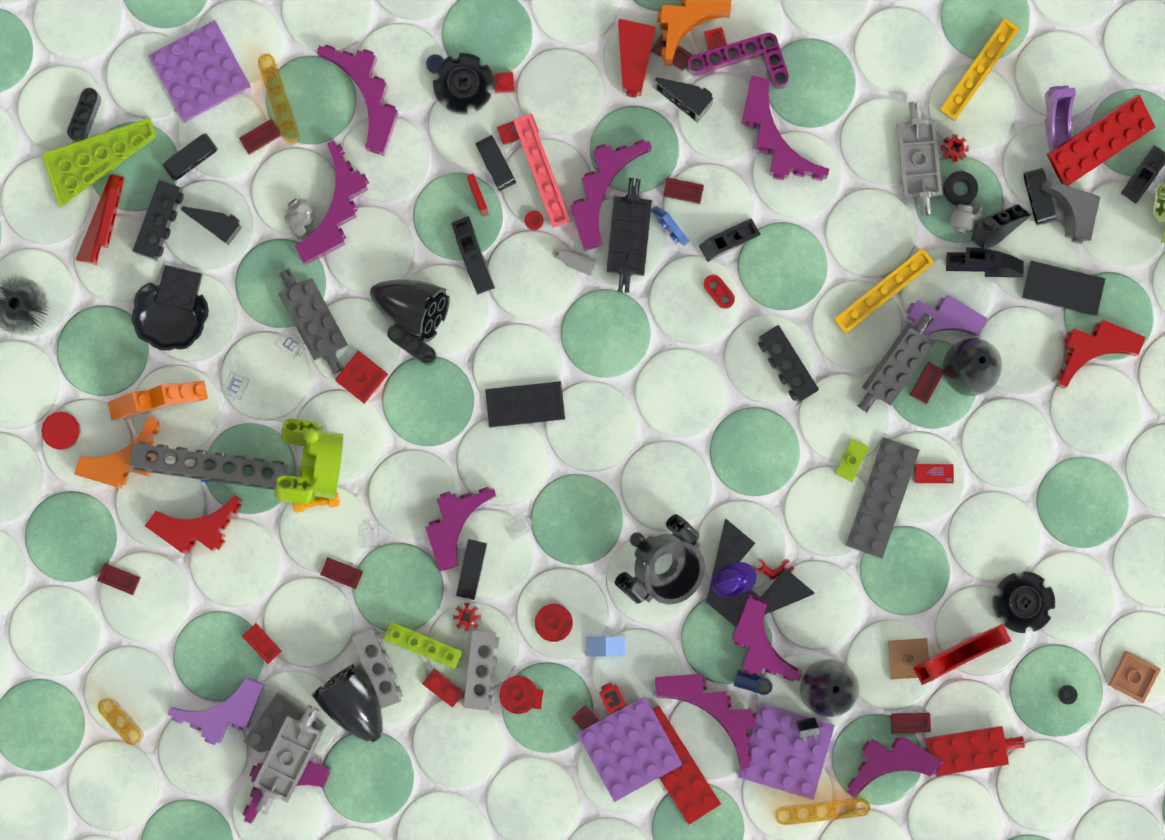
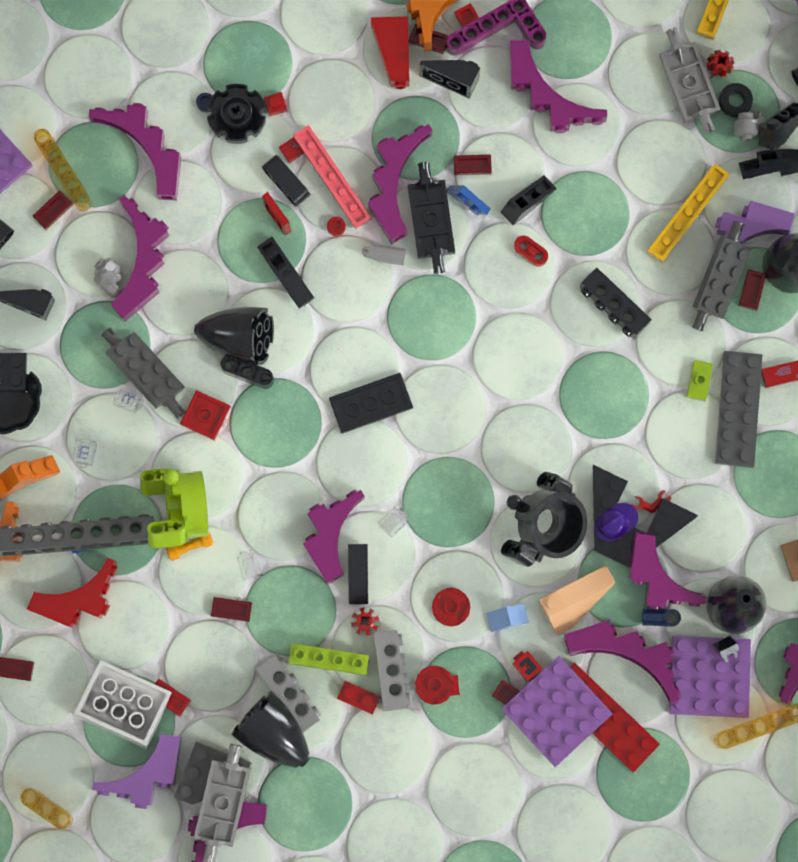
camera: 15 degrees left, 5 degrees down
(216, 640) = (123, 704): none -> white slope
(673, 646) = (569, 604): none -> light nougat wedge

